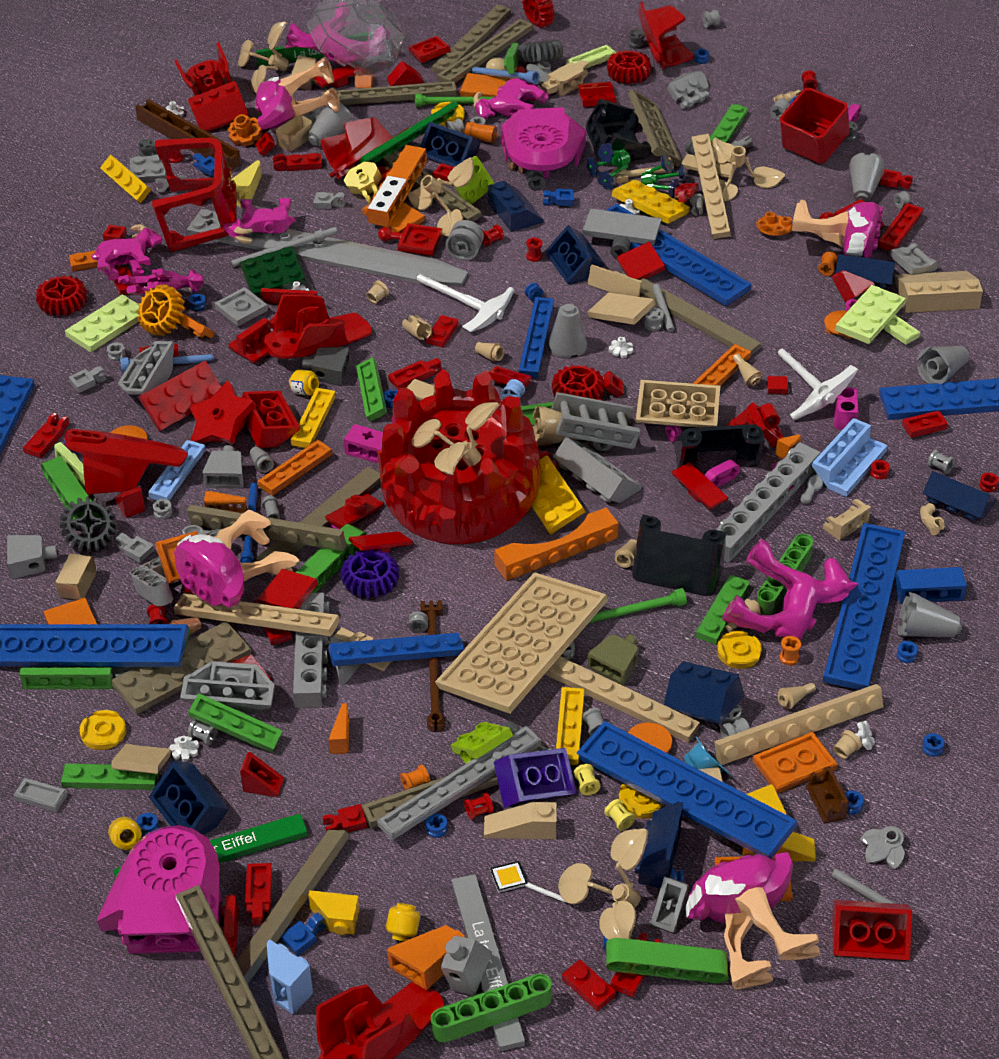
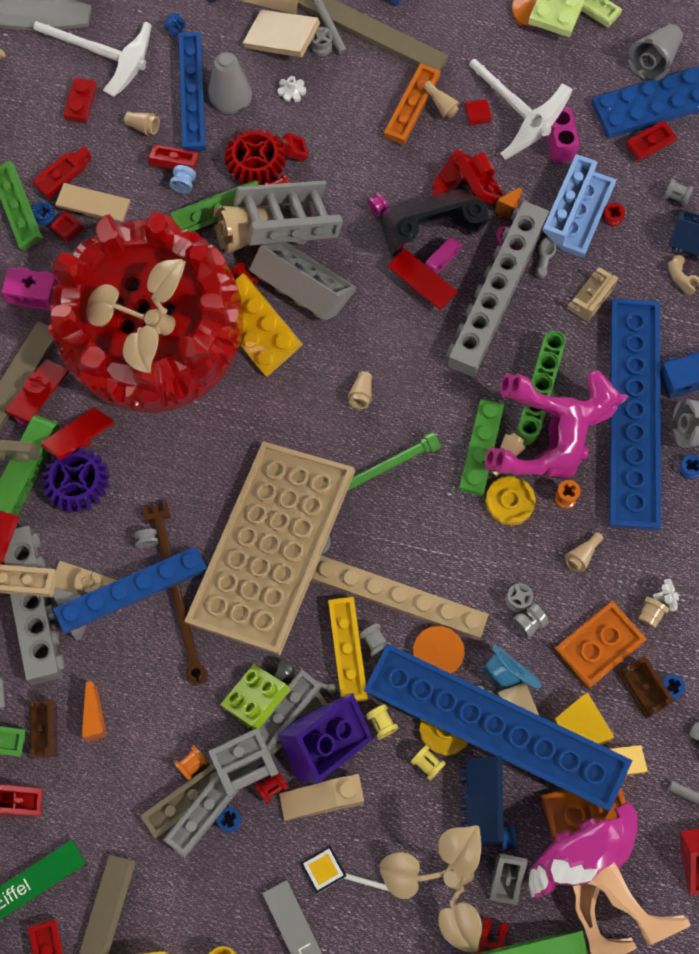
camera: 15 degrees left, 25 degrees up
(297, 735) = (43, 729): none -> reddish brown hinge
(348, 819) = (129, 833): red plate -> none
(417, 327) = (51, 103): tan arm -> none
(459, 768) = (238, 754): none -> light grey plate
(520, 559) = (241, 424): orange arch -> none
(615, 658) = (378, 544): olive torso -> none
(677, 559) = (421, 400): black windscreen -> none
(678, 404) = (377, 171): tan slope -> none
(703, 692) = (487, 581): dark blue slope -> none
(798, 724) = (596, 596): tan plate -> none

